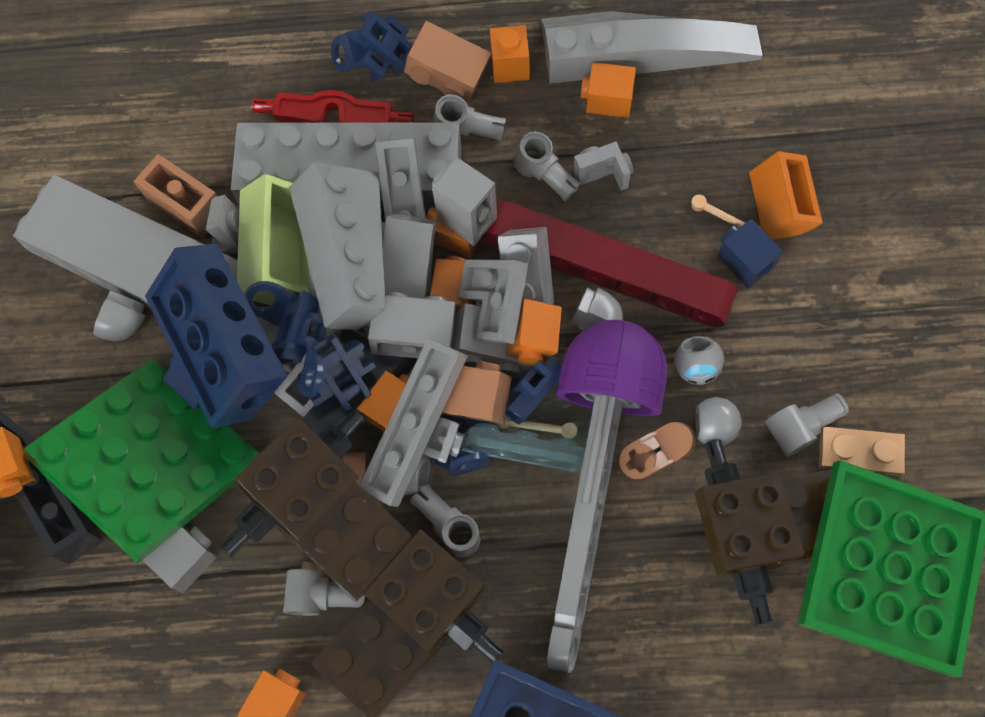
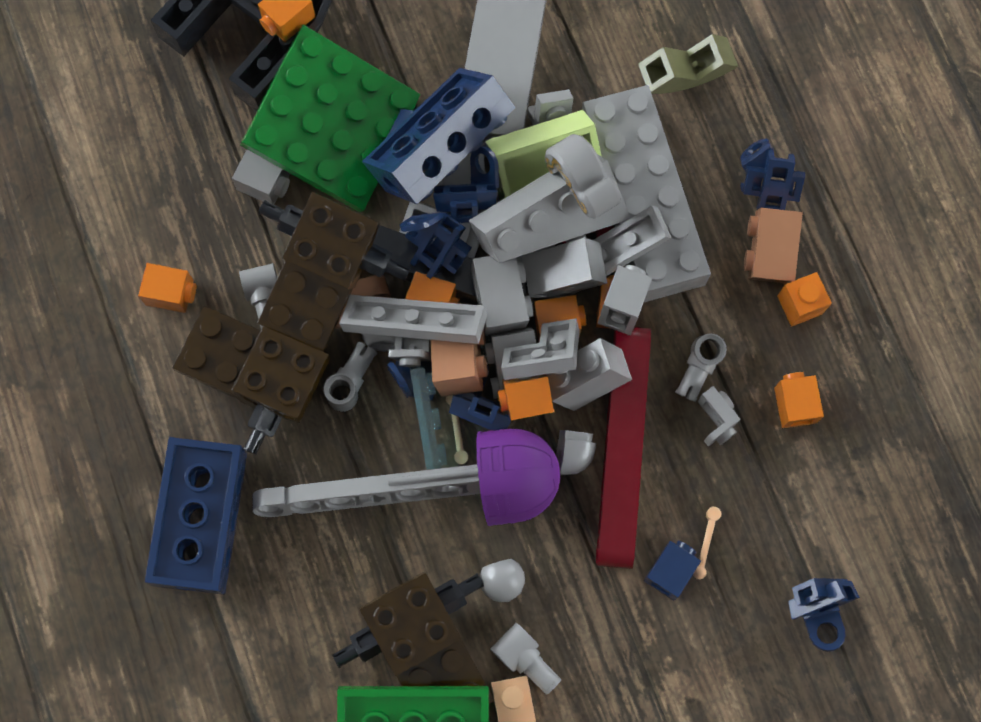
camera: 65 degrees right, 5 degrees up
(118, 318) = (446, 54): light grey piece -> none
(176, 194) = (568, 59): nougat brick -> none
(230, 92) = (679, 70): none -> olive brick
(315, 107) = (701, 179): red piece -> none
(322, 184) = (583, 175): none -> light grey animal
(469, 121) = (725, 284): light grey pin -> none
(640, 459) = (450, 524): nougat piece -> none
(642, 42) = (863, 417): light grey wedge -> none
(699, 360) = (554, 550): light grey piece -> none
(785, 195) = (742, 590): orange brick -> none
(818, 130) = (819, 604): none -> dark blue piece

